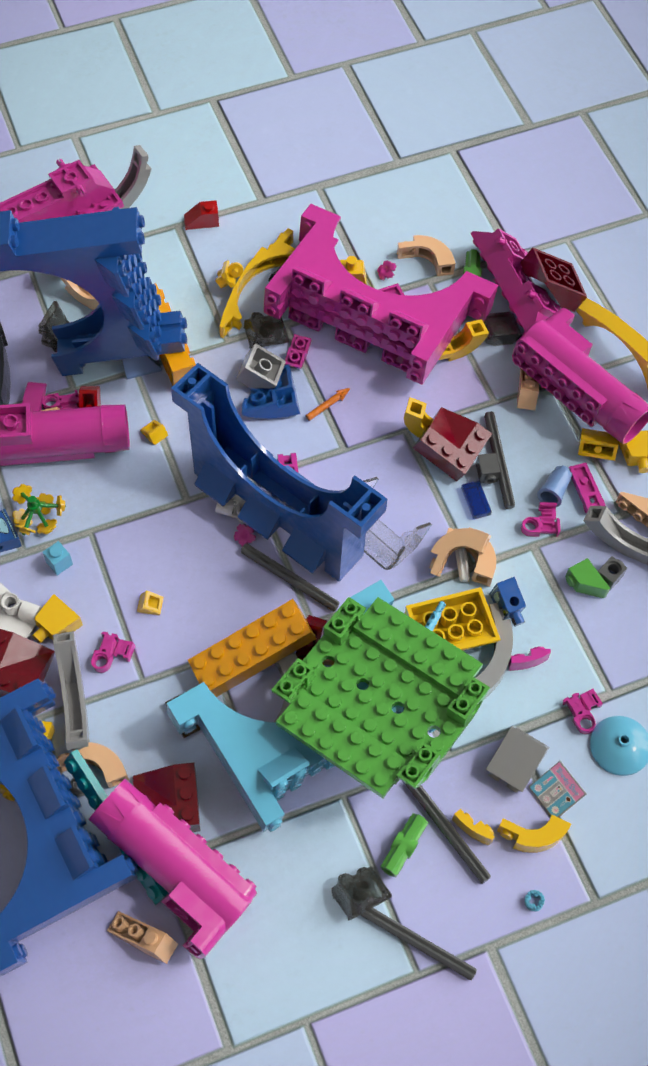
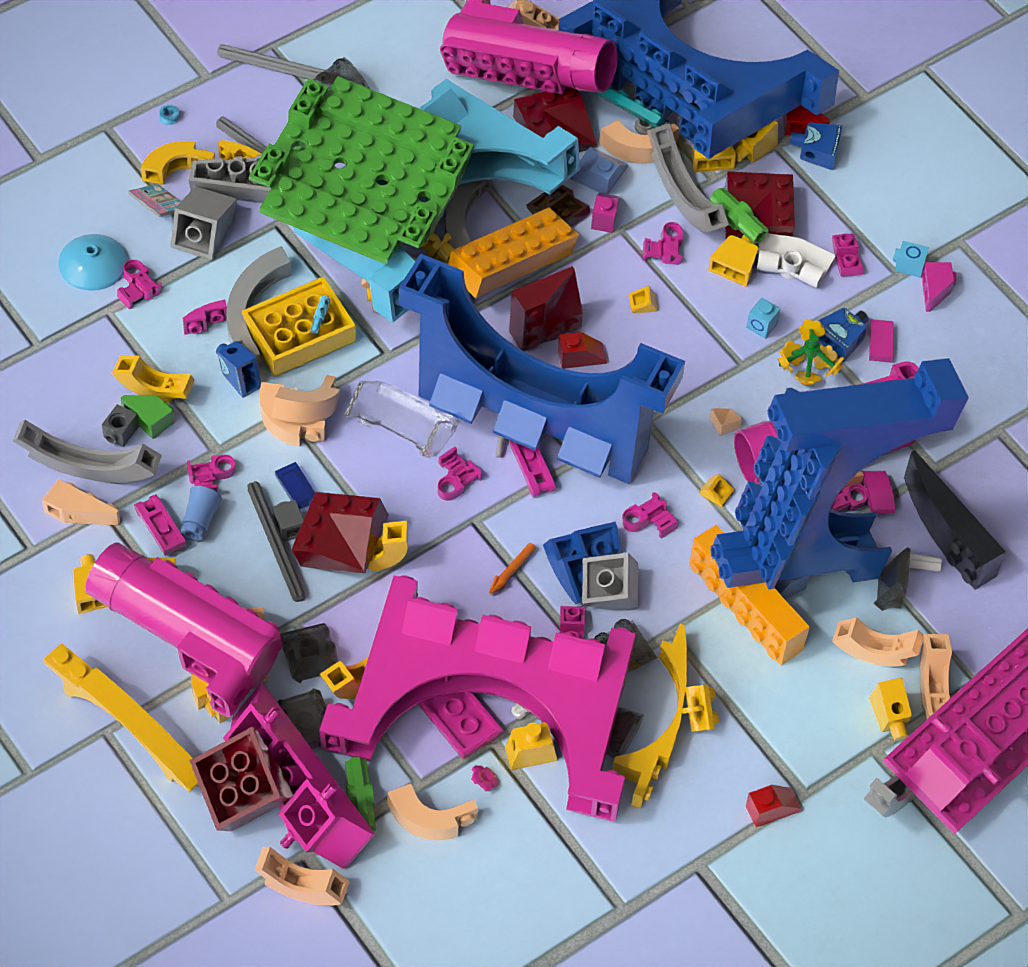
camera: 165 degrees right, 5 degrees down
(29, 348) = (925, 562): none -> white axle
(39, 647) = (740, 216): none -> bright green piece
(124, 481) = (725, 420): none -> light nougat slope
(141, 744) = (599, 171): none -> medium blue slope
(150, 696) = (605, 212): none -> dark pink slope
(219, 562) = (580, 350): none -> red slope
(243, 587) = (545, 309): none -> dark red slope
(344, 480) = (458, 474): none -> dark pink piece
(479, 793) = (228, 177): none -> light grey wedge
(489, 373) = (309, 651): none -> clear smoke slope
(525, 233) = (300, 883): none -> light nougat arch
(583, 607) = (146, 381): none -> yellow arch

